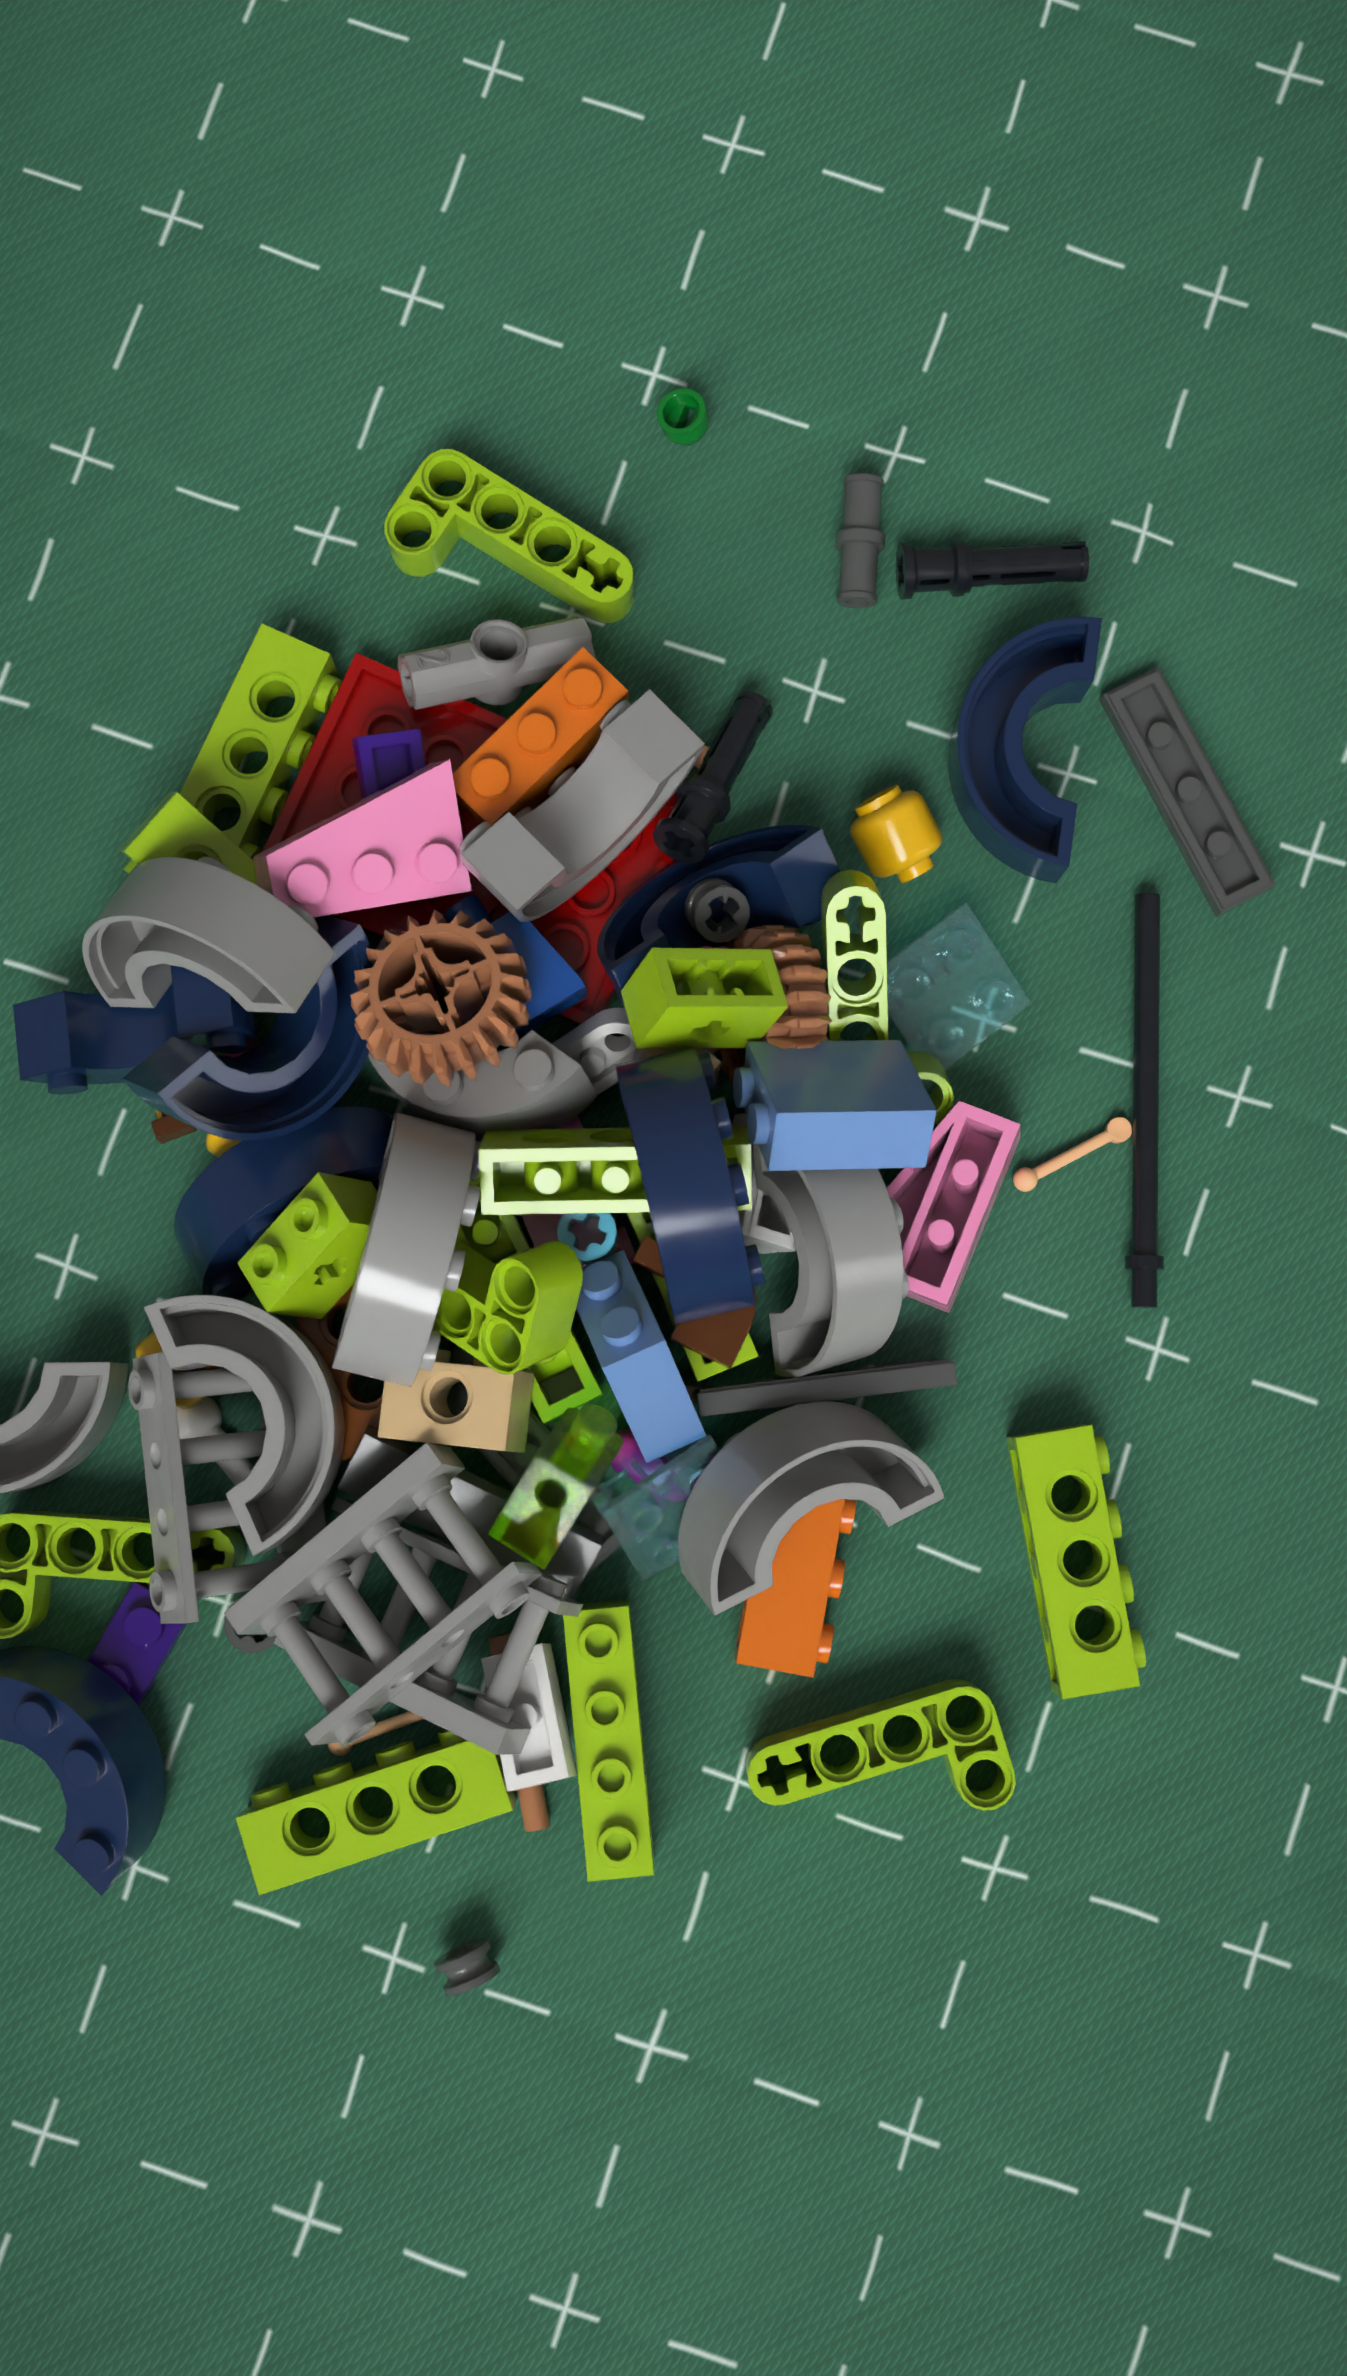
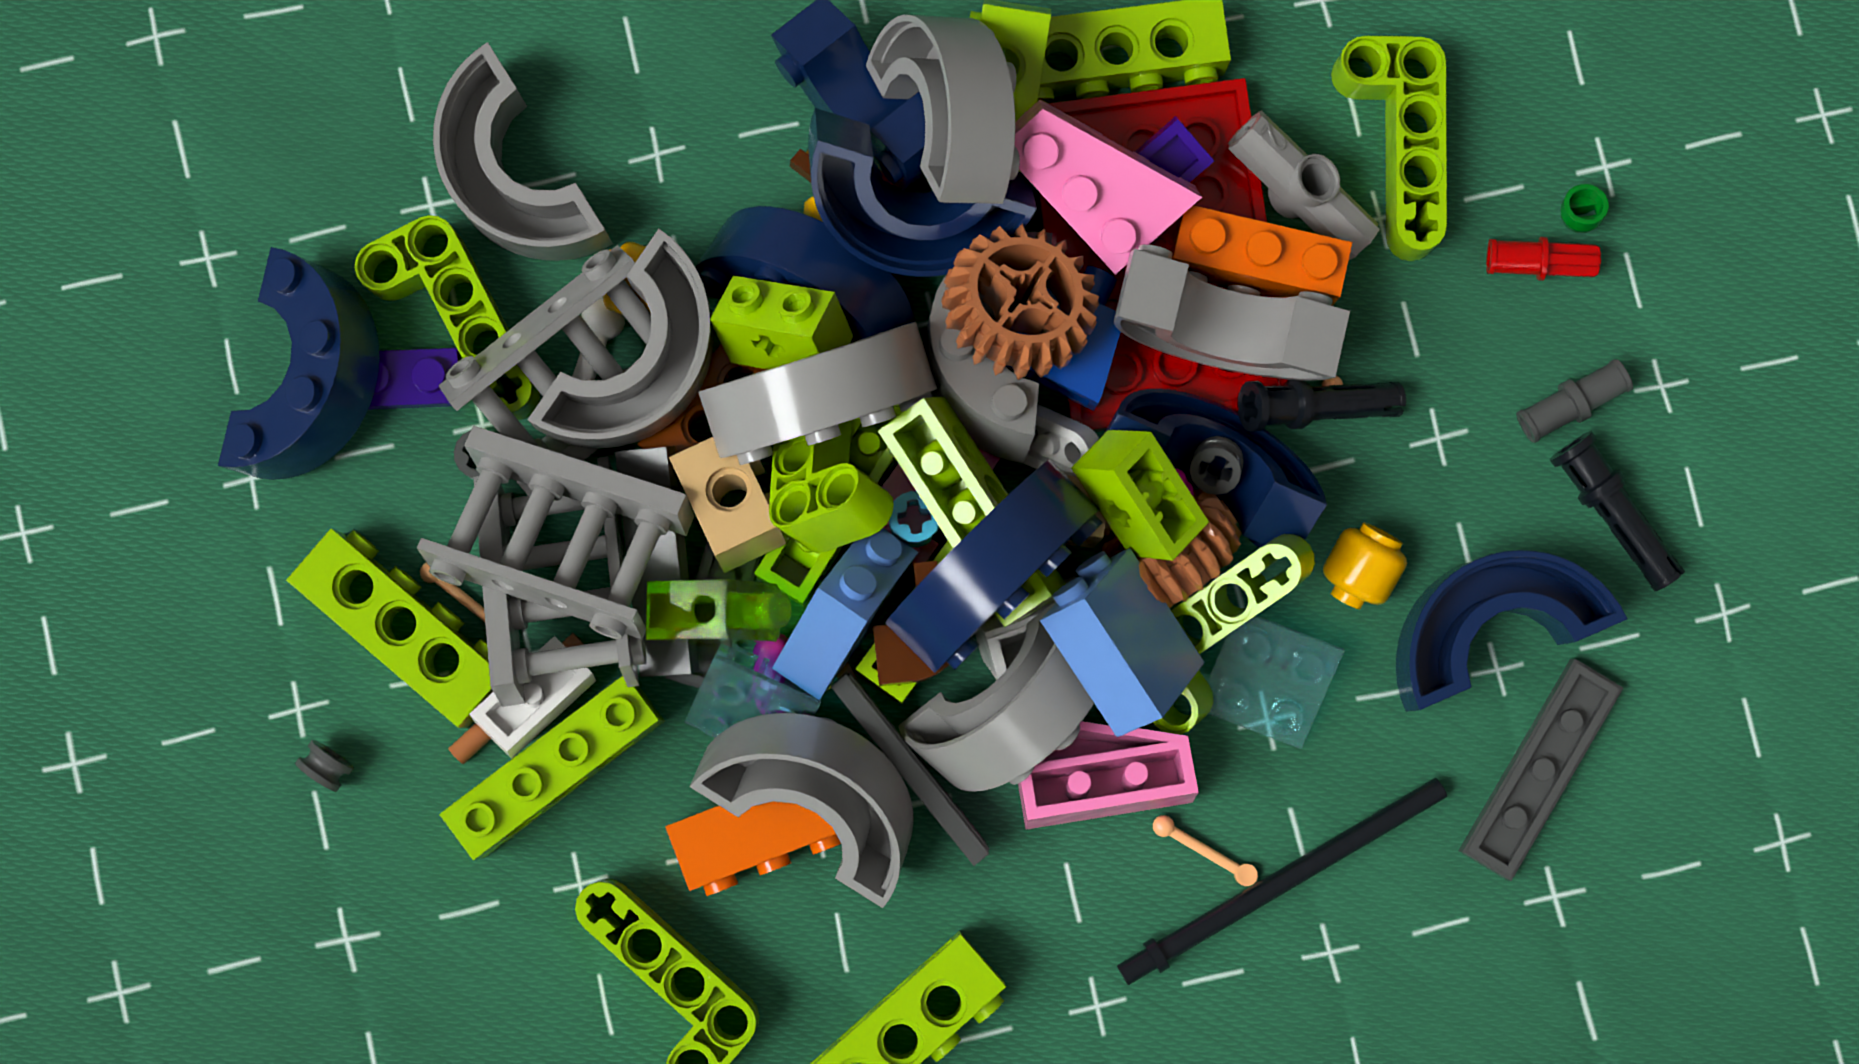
camera: 55 degrees right, 0 degrees up
(706, 485) = (1543, 258): none -> red axle

